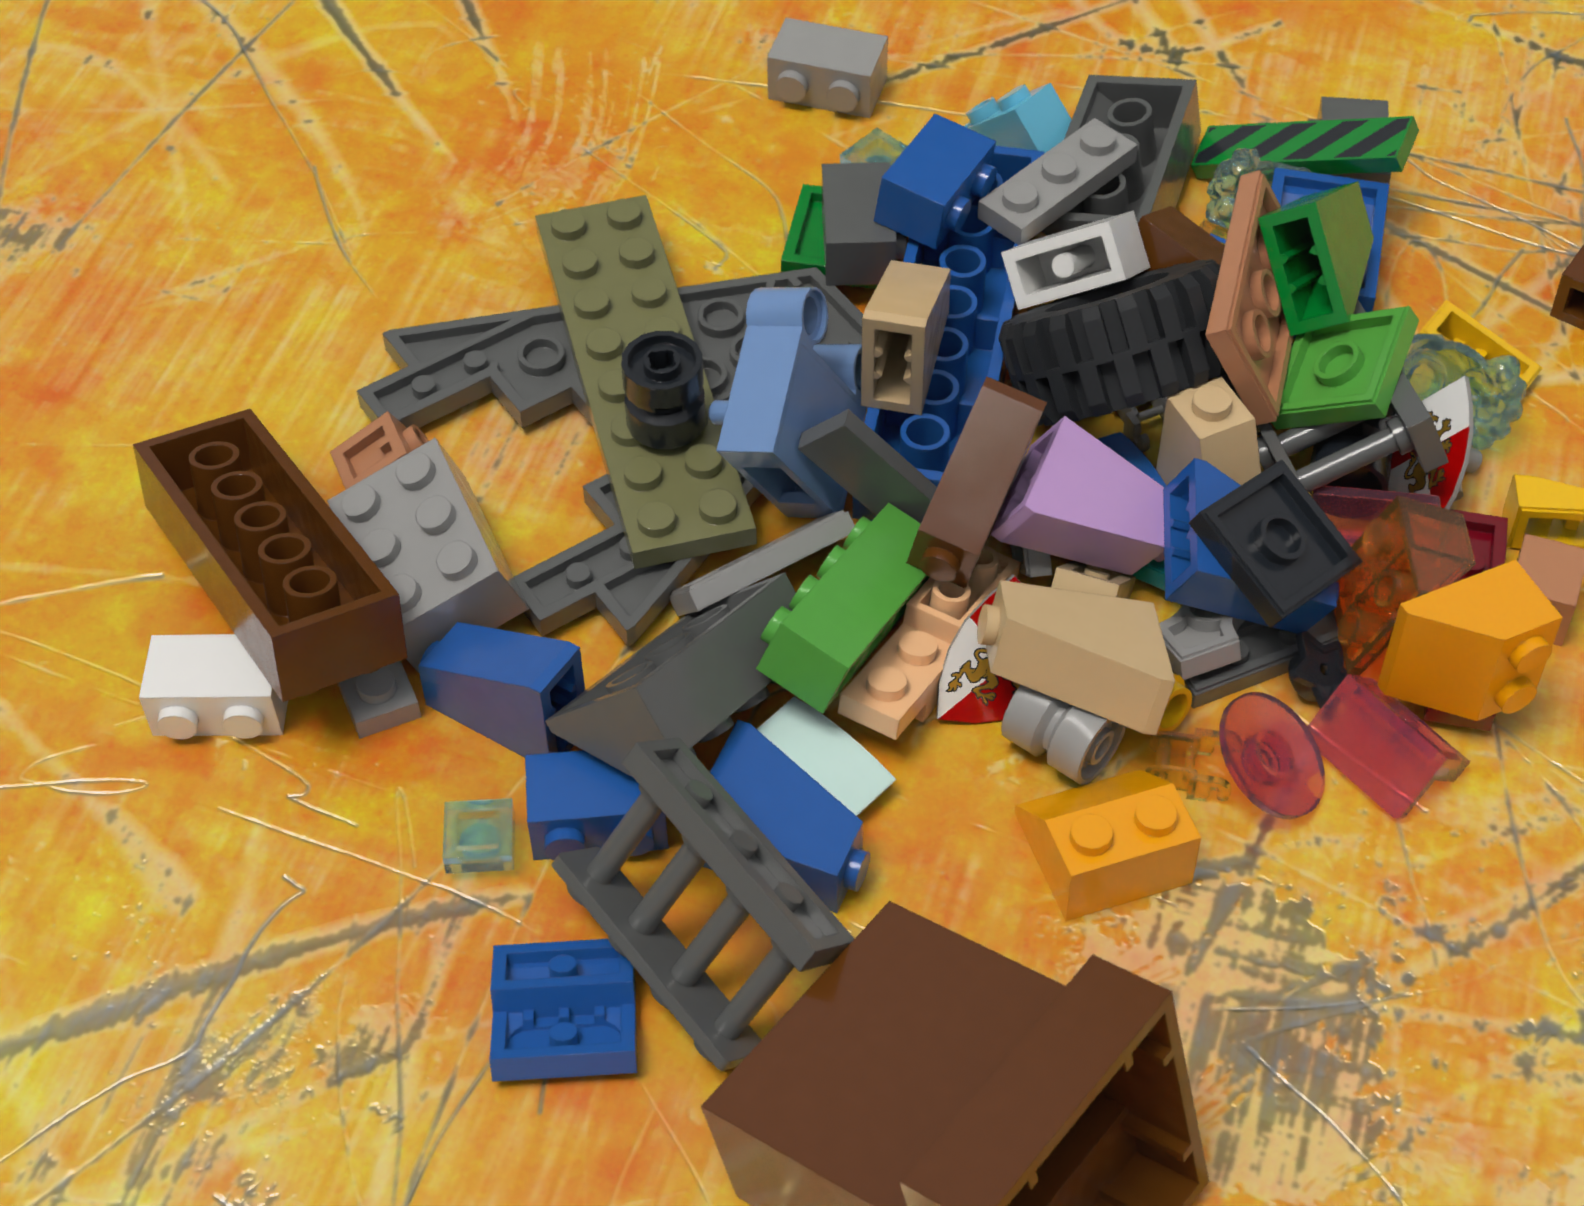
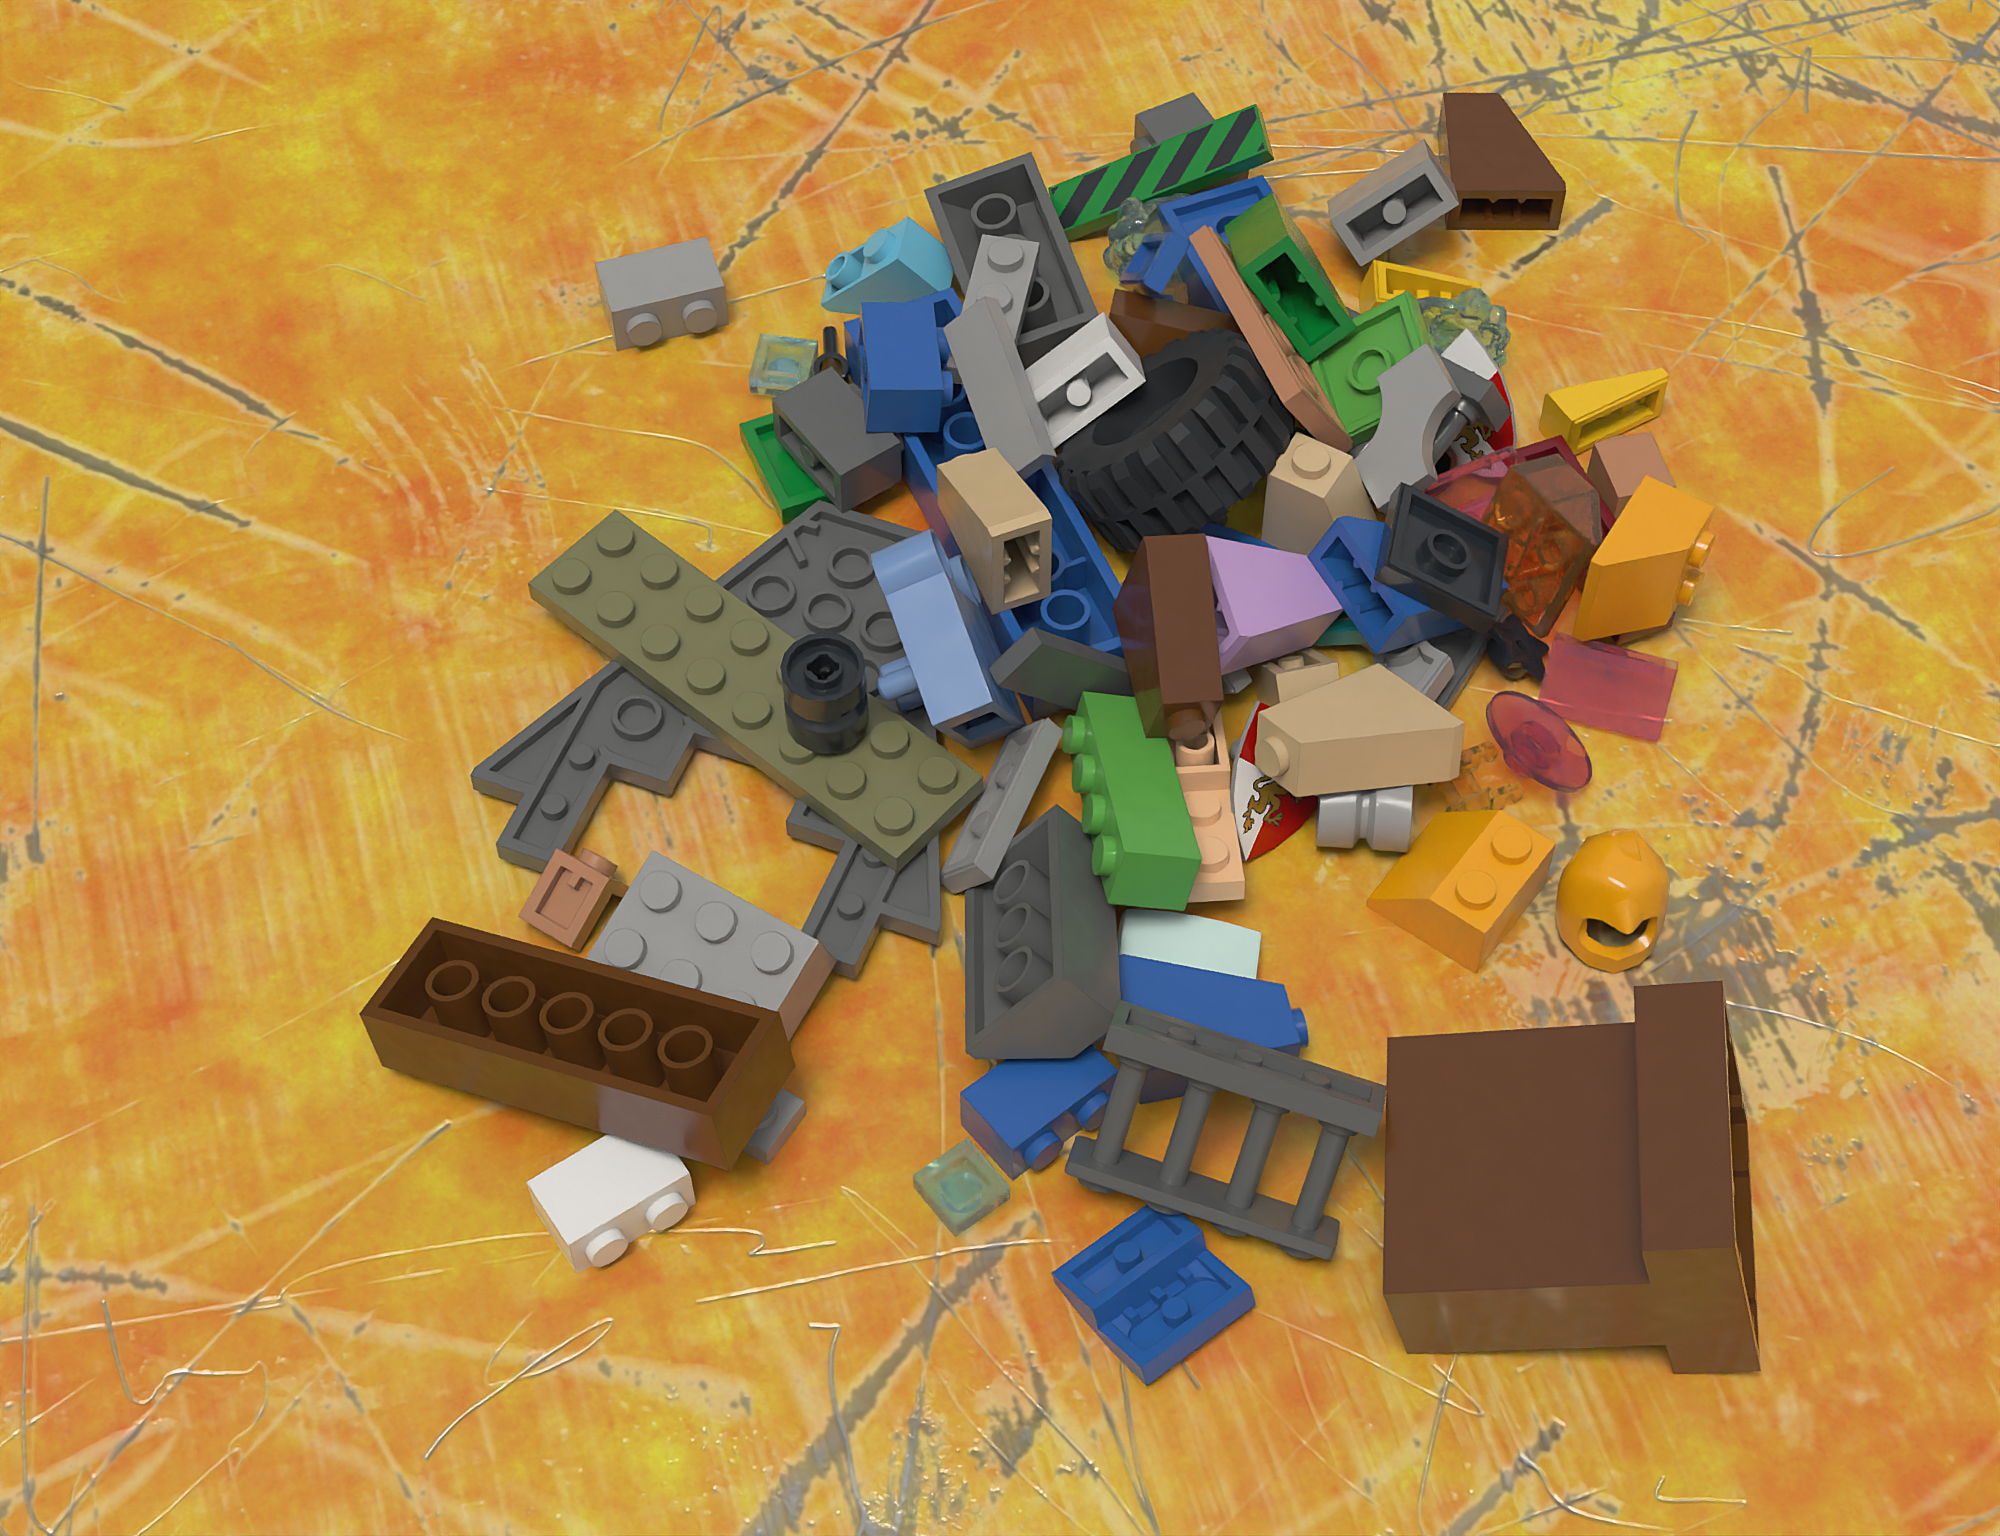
camera: 35 degrees left, 5 degrees up
(503, 684) = (882, 1042): blue slope -> none
(995, 233) = (999, 387): none -> light grey tile
(1212, 196) = (1154, 263): none -> blue tile
(1231, 903) = (1617, 882): none -> light orange piece
(1344, 401) = (1414, 402): none -> light grey tile
(1494, 257) = (1392, 203): none -> light grey brick

